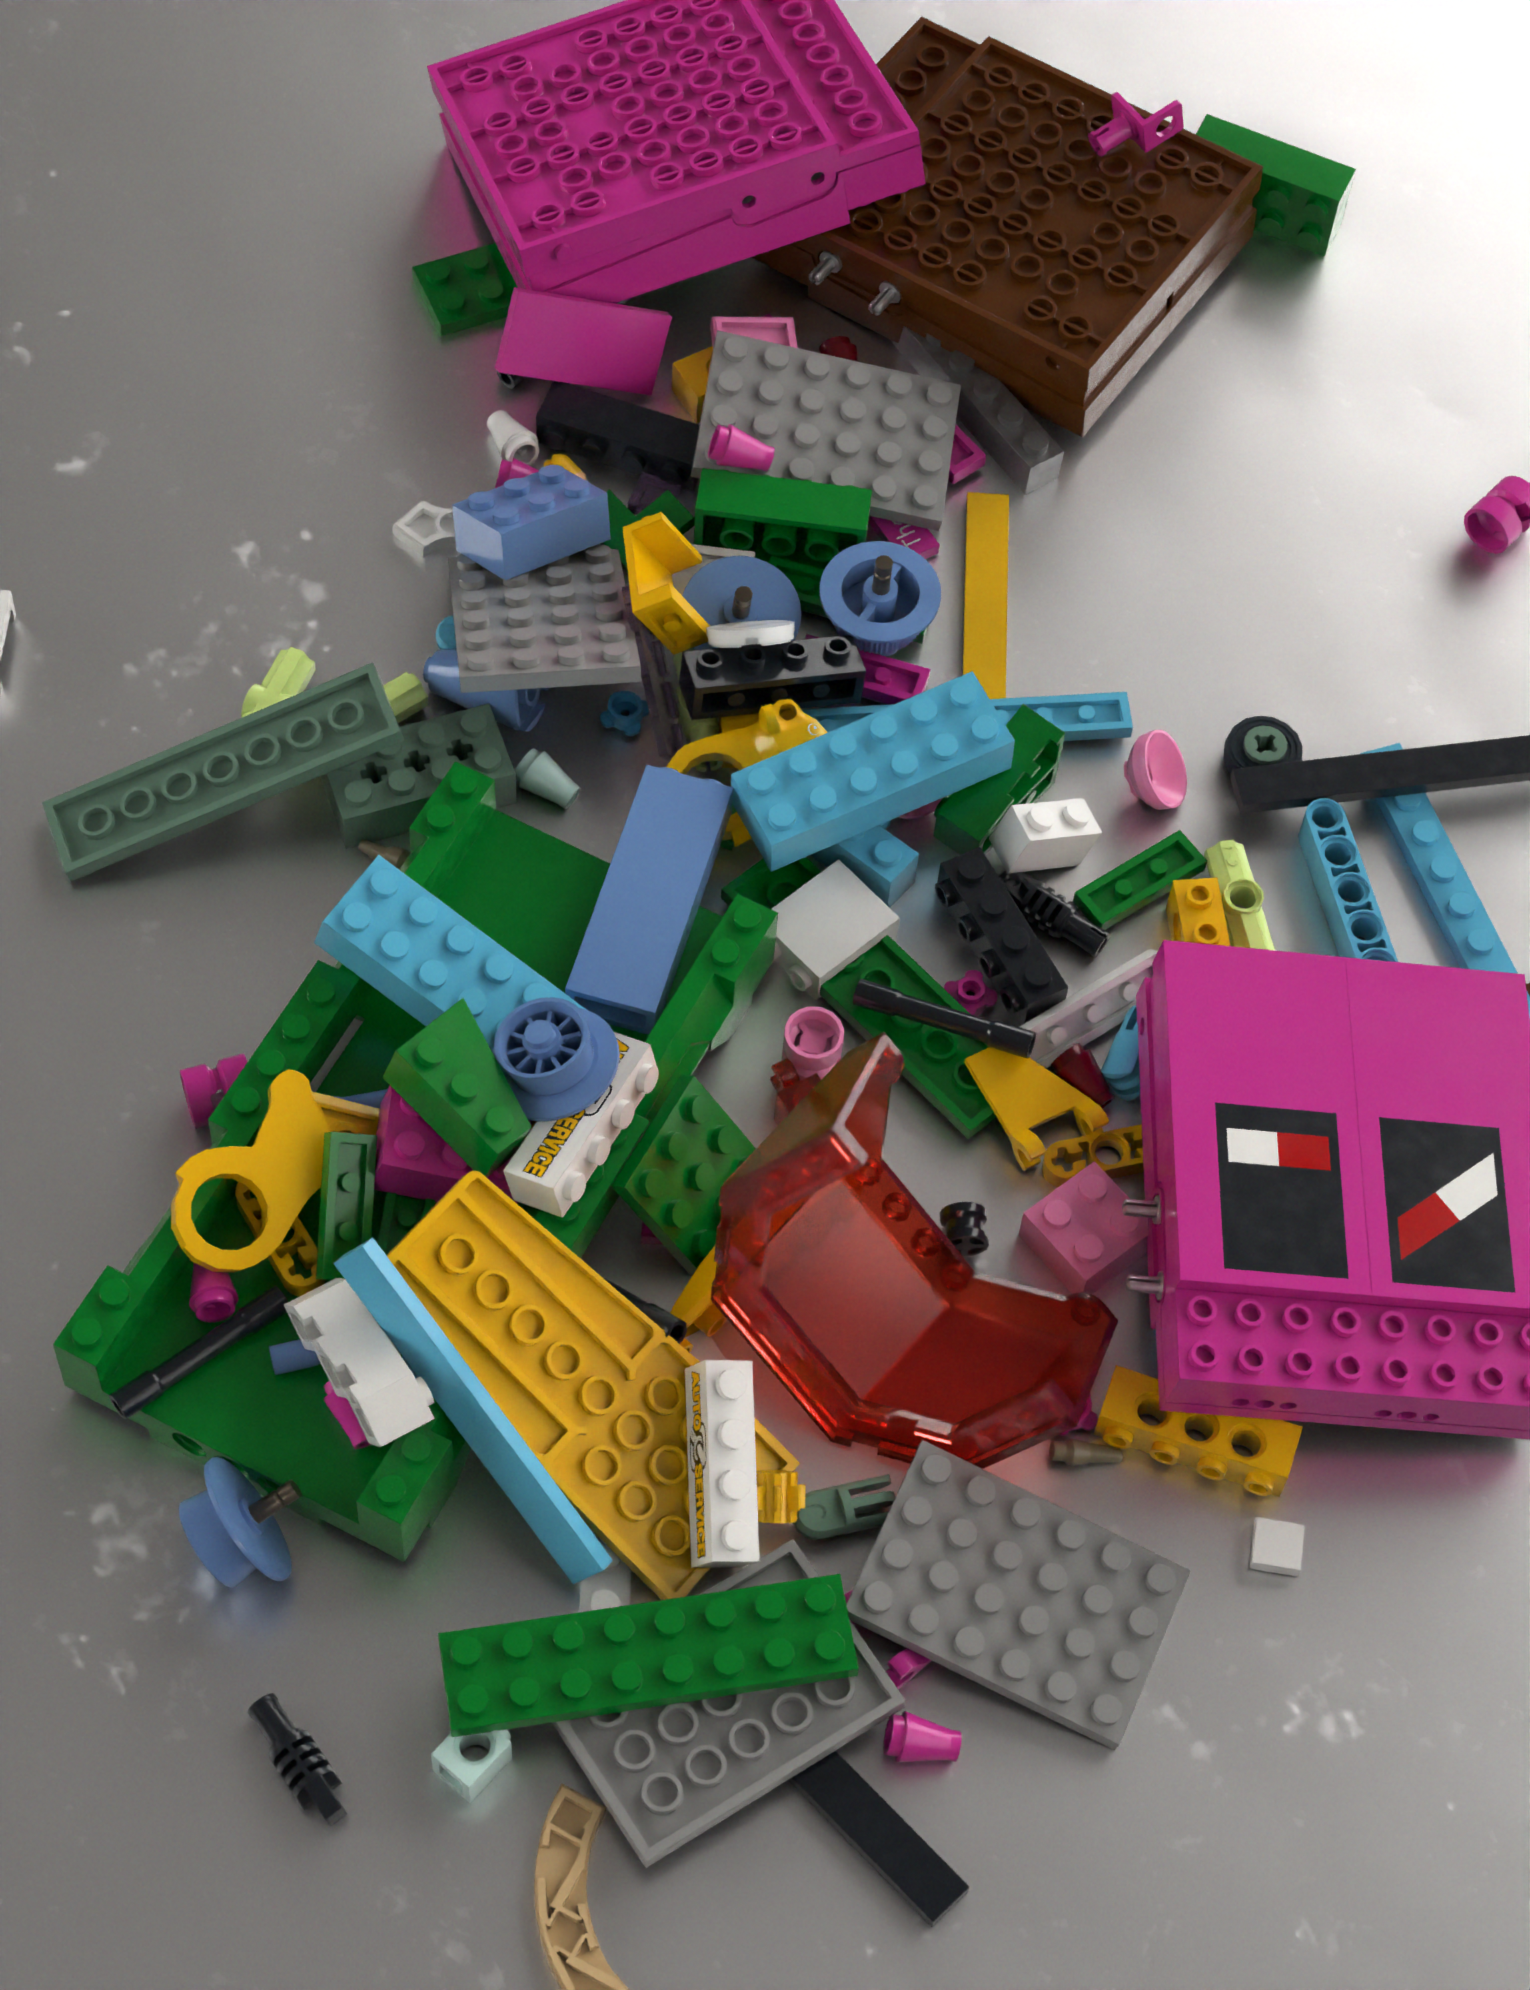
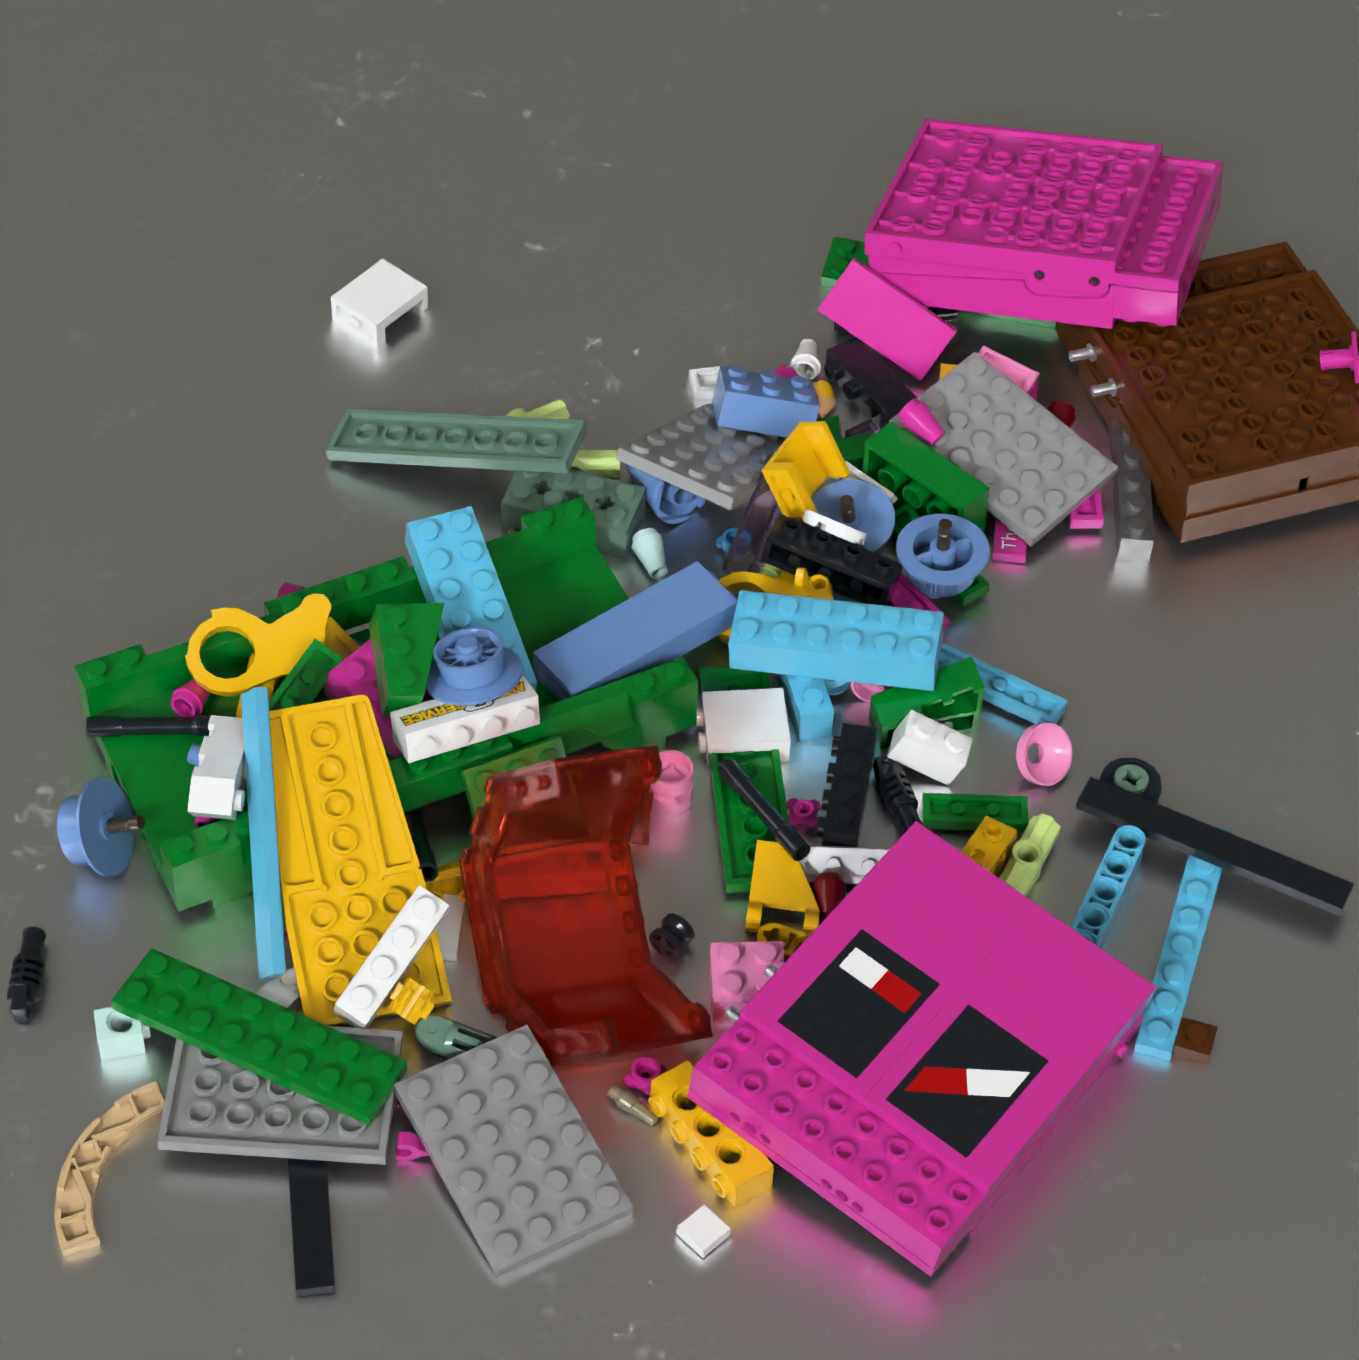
camera: 40 degrees right, 10 degrees down
(919, 1739) = (379, 1188): dark pink cone -> none
(986, 591) = (1030, 601): yellow tile -> none

